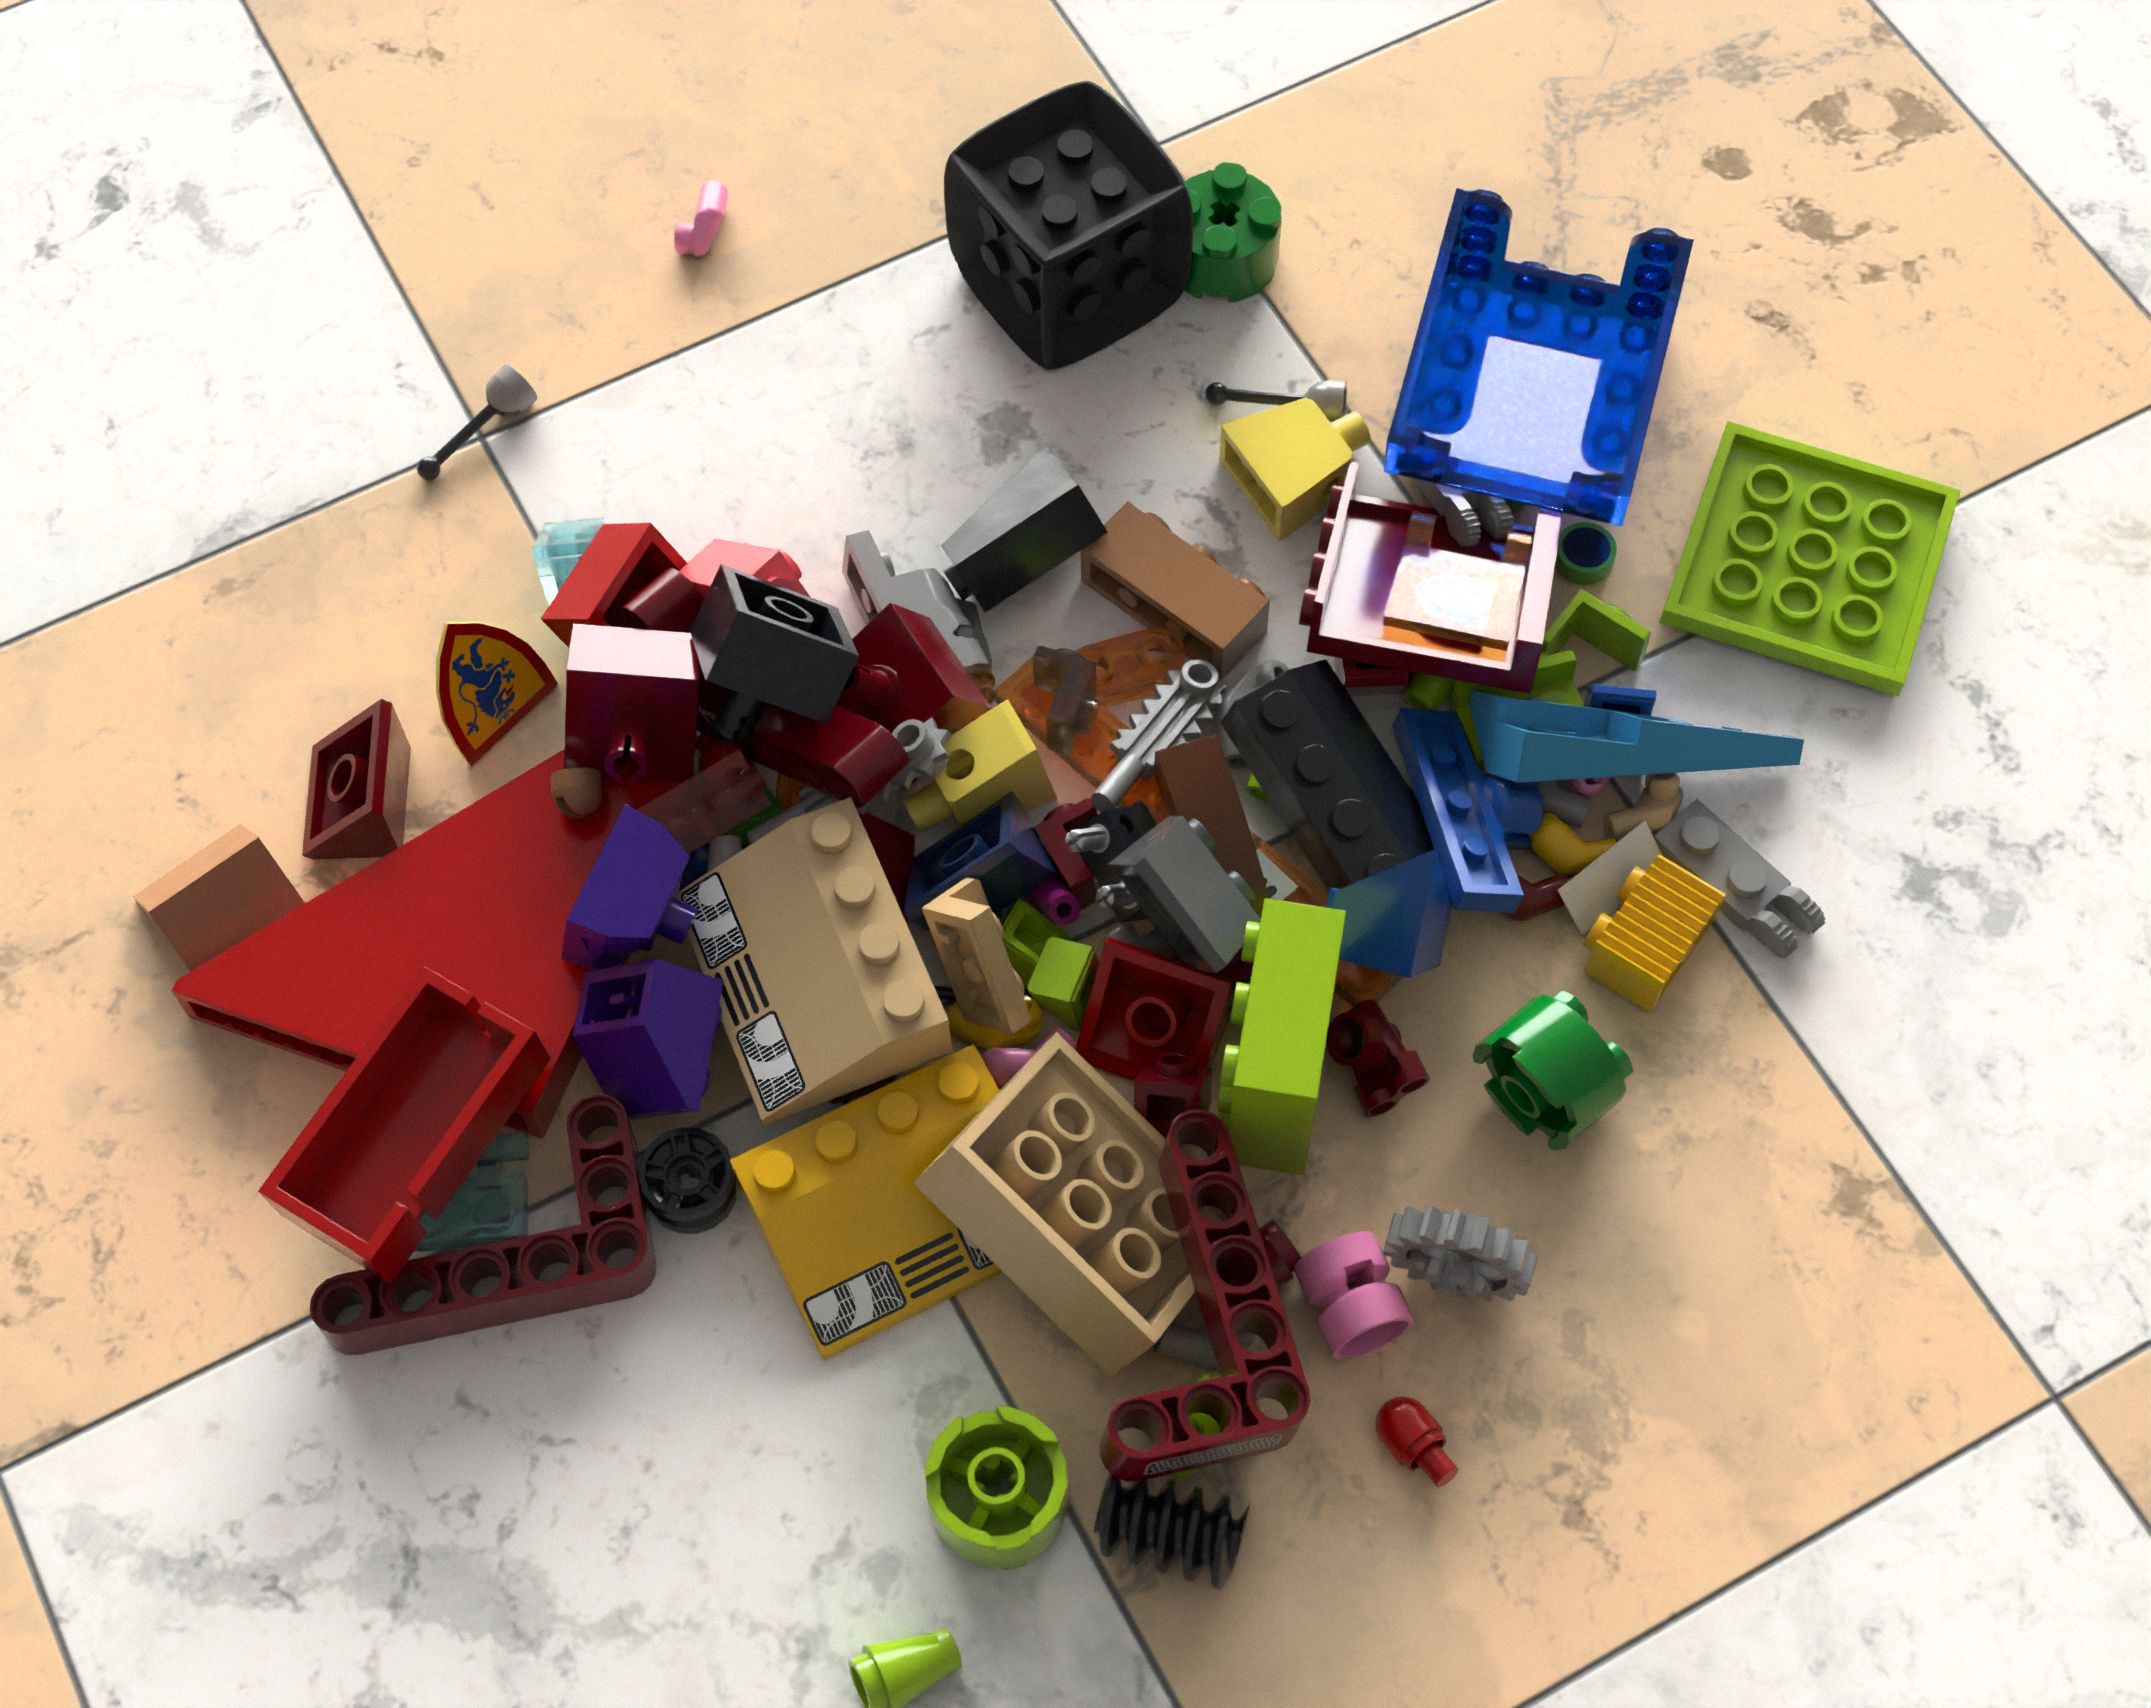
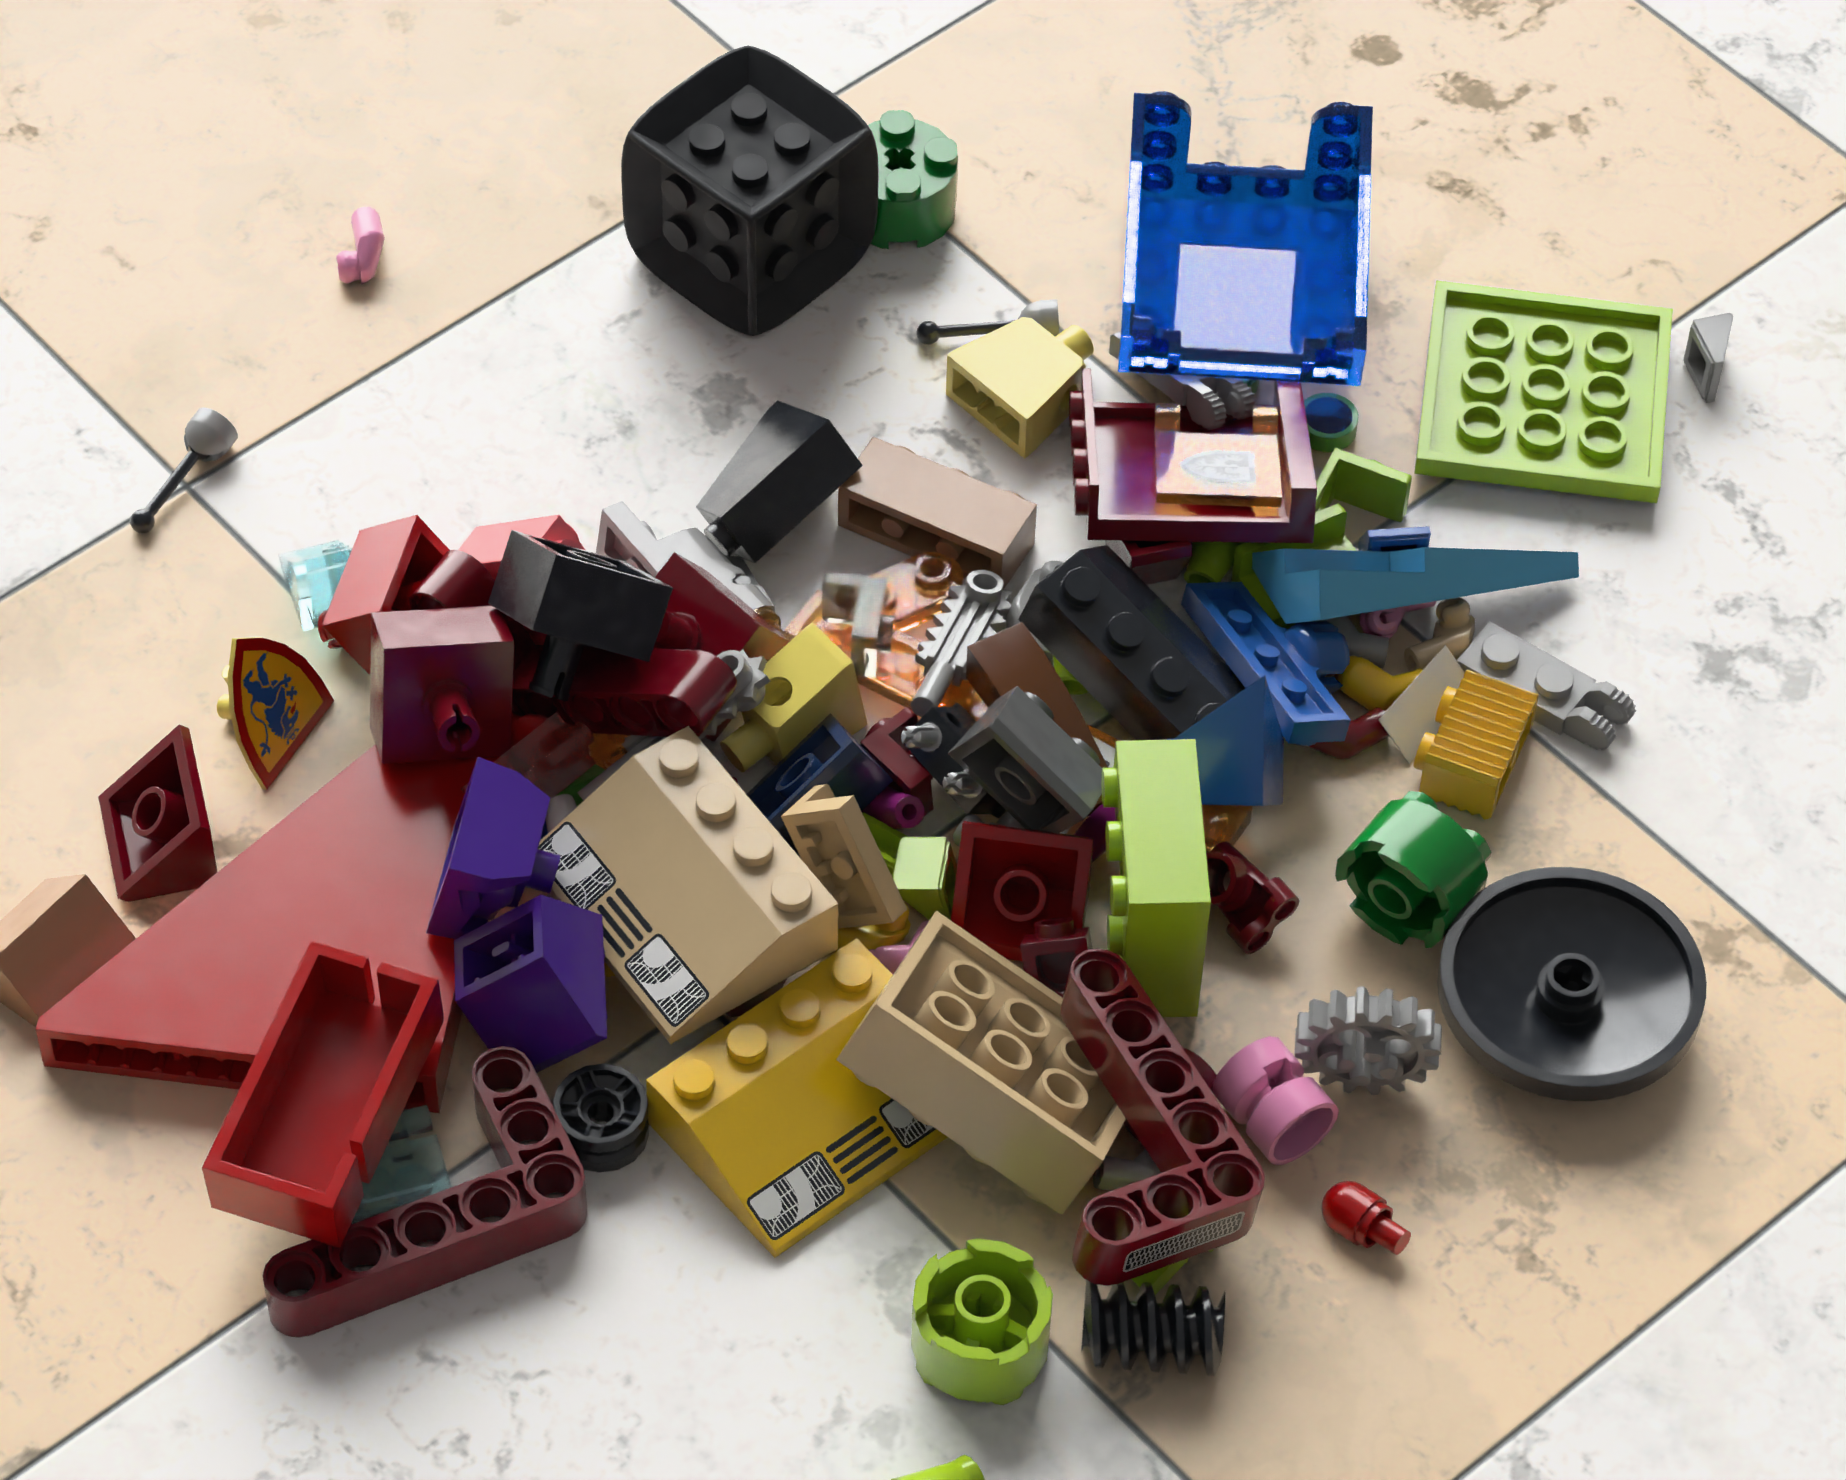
camera: 15 degrees left, 10 degrees down
(576, 791) = (401, 776): medium nougat hinge -> none
(1687, 1225) = (1571, 983): none -> black dish
(1985, 543) = (1707, 351): none -> light grey slope

